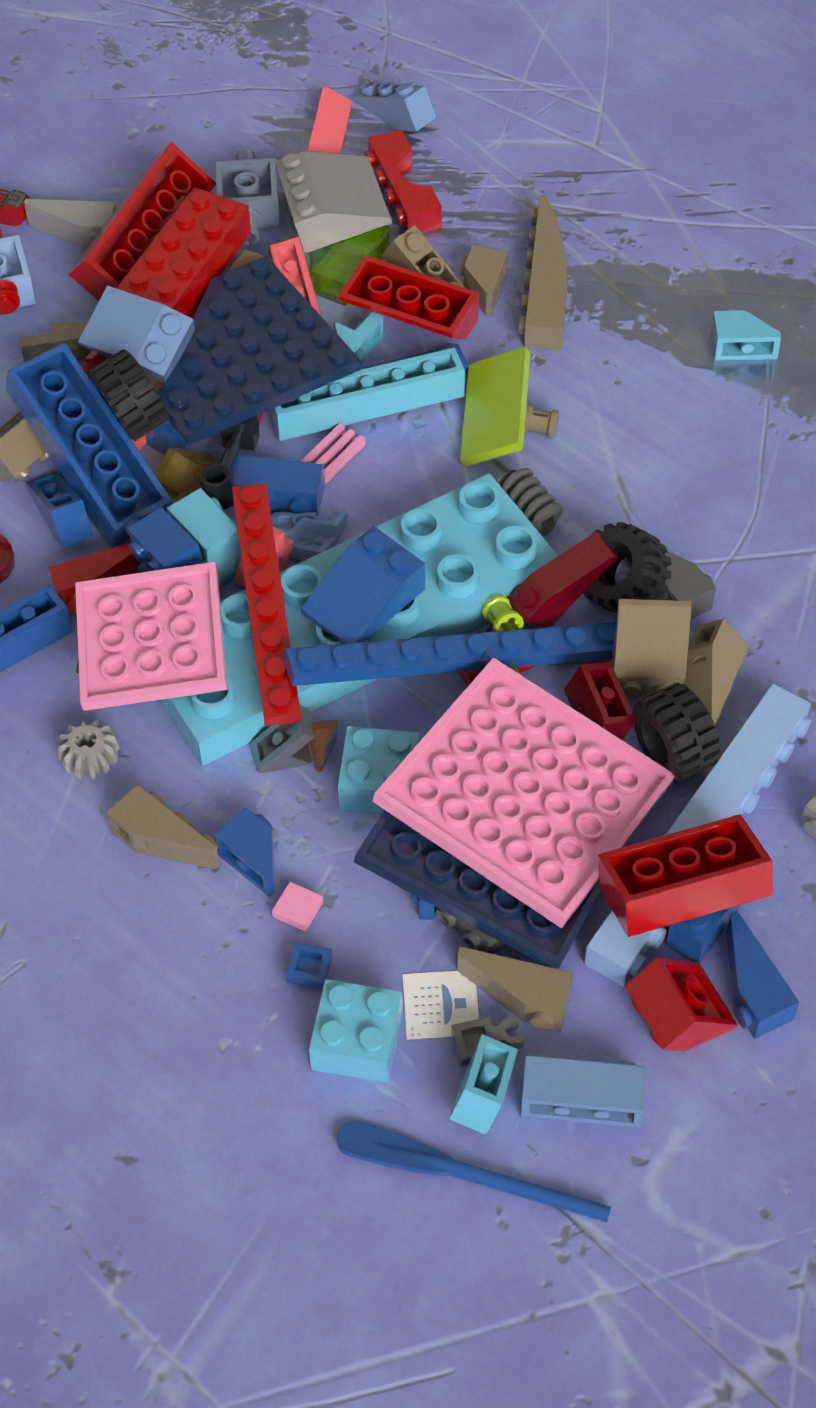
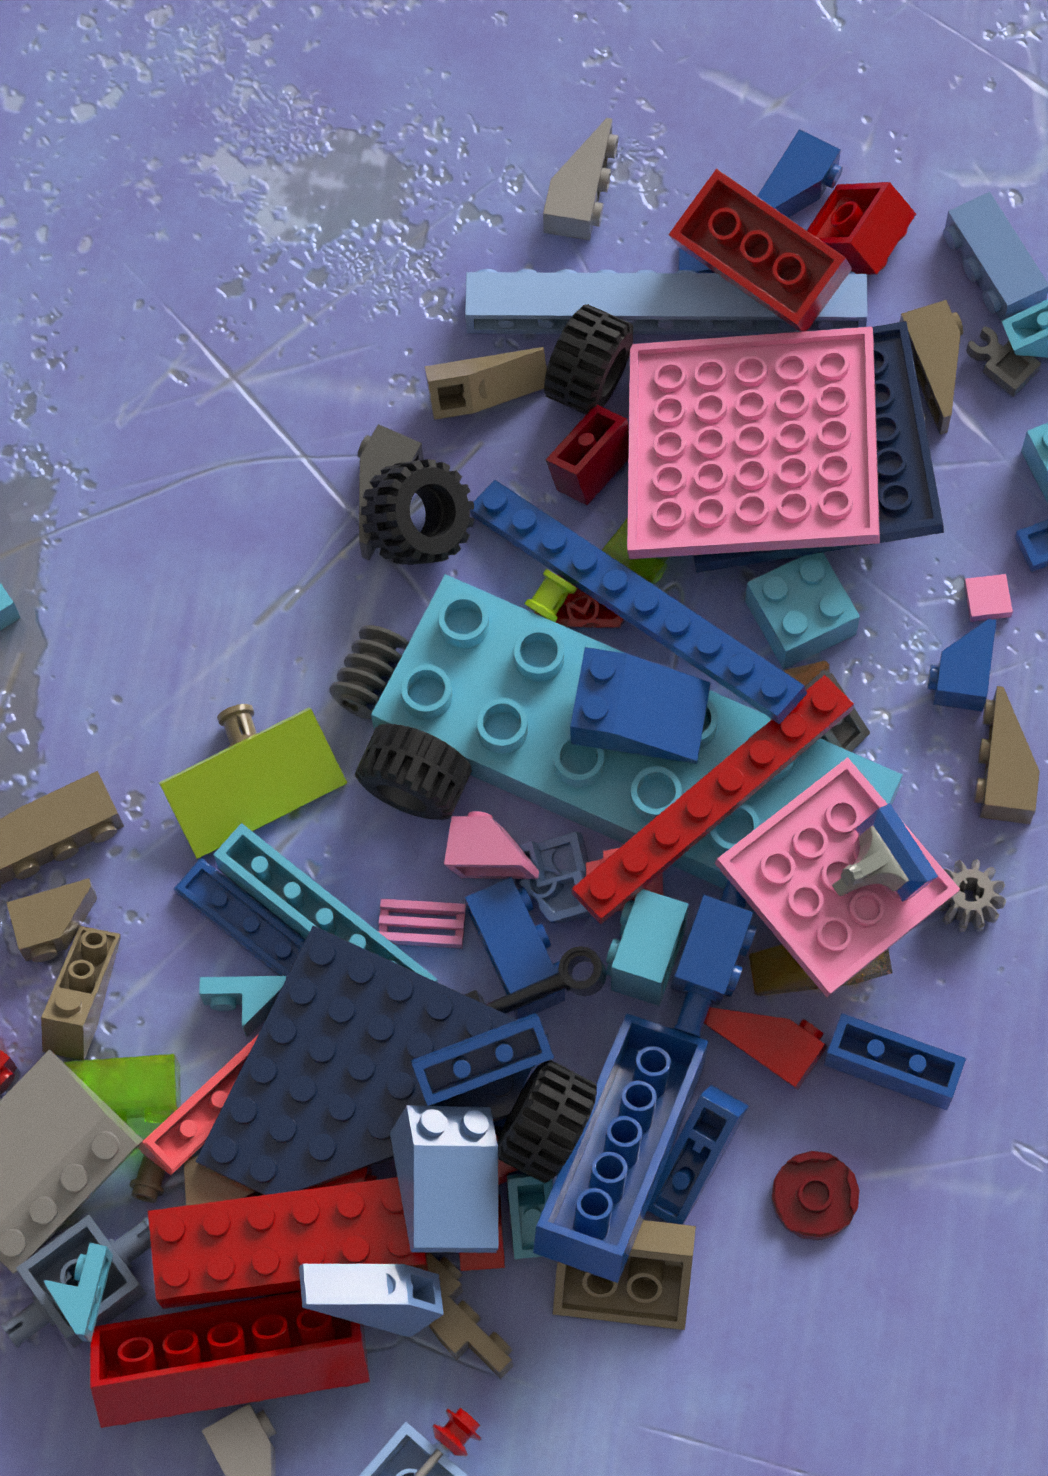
camera: 120 degrees left, 15 degrees up
(108, 268) = (375, 1295): none -> medium blue slope
(130, 647) = (887, 858): none -> piece
(181, 471) = (576, 1043): clear yellow slope -> none
(191, 373) = (482, 1059): none -> blue brick
(230, 166) = (83, 1302): none -> medium azure slope
(346, 497) = (485, 850): none -> bright pink slope
(412, 298) = (159, 963): red slope -> none
(427, 468) = (413, 771): none -> black tyre
(436, 1002) = (989, 426): white sticker -> none
(559, 583) = (472, 555): dark red slope -> none
(650, 645) = (507, 434): dark tan slope -> none

